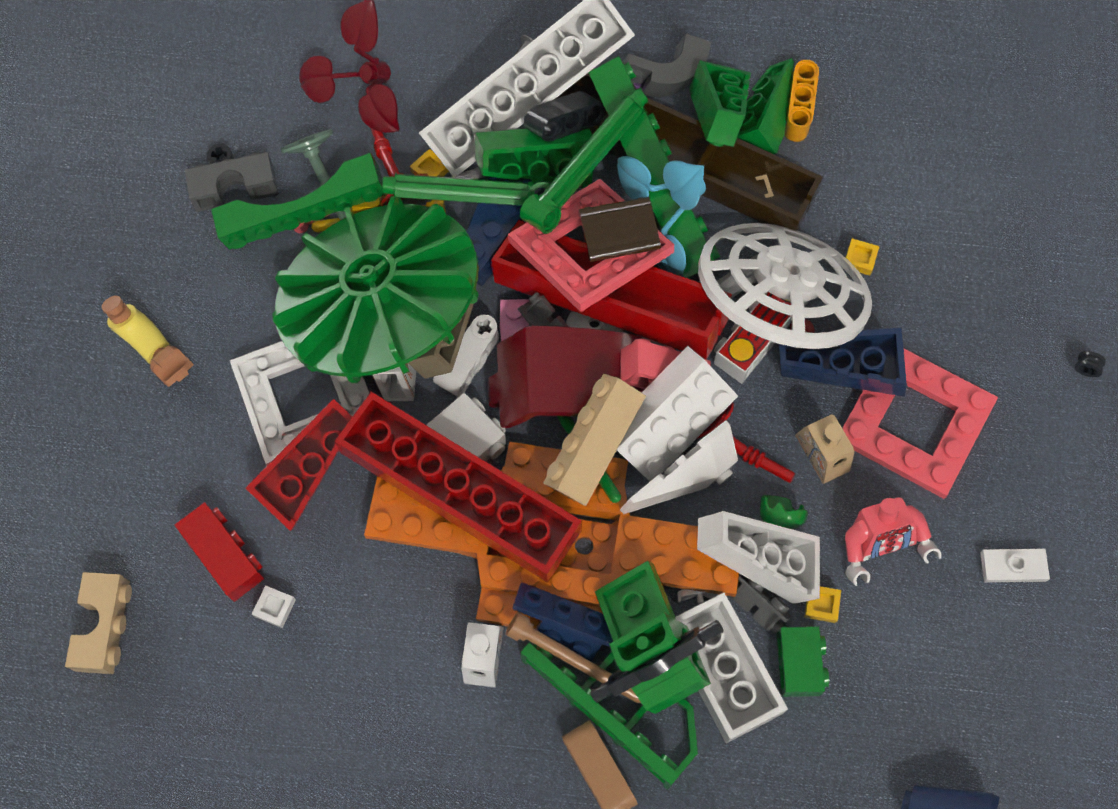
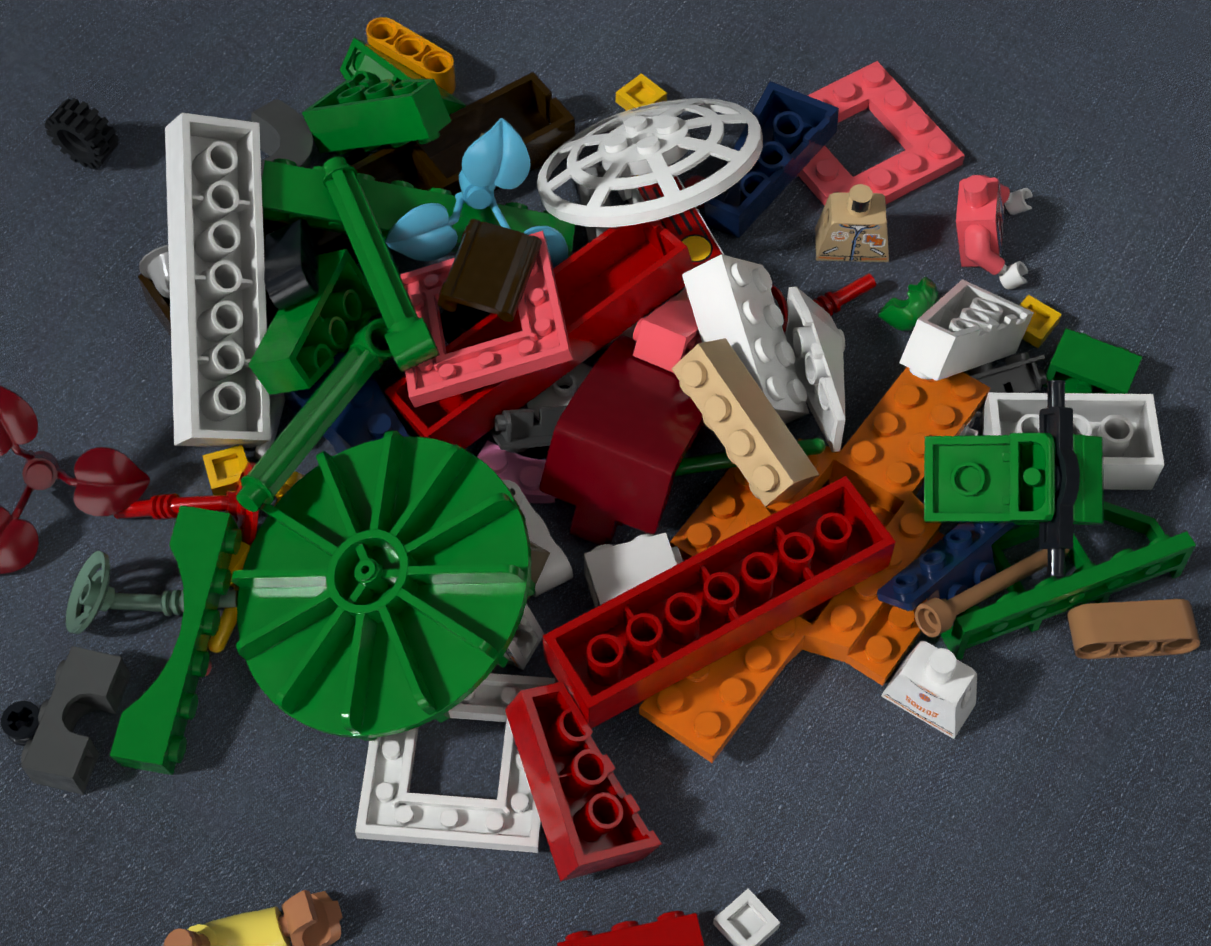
camera: 65 degrees left, 10 degrees down
(1015, 565) = (1069, 138): white plate -> none

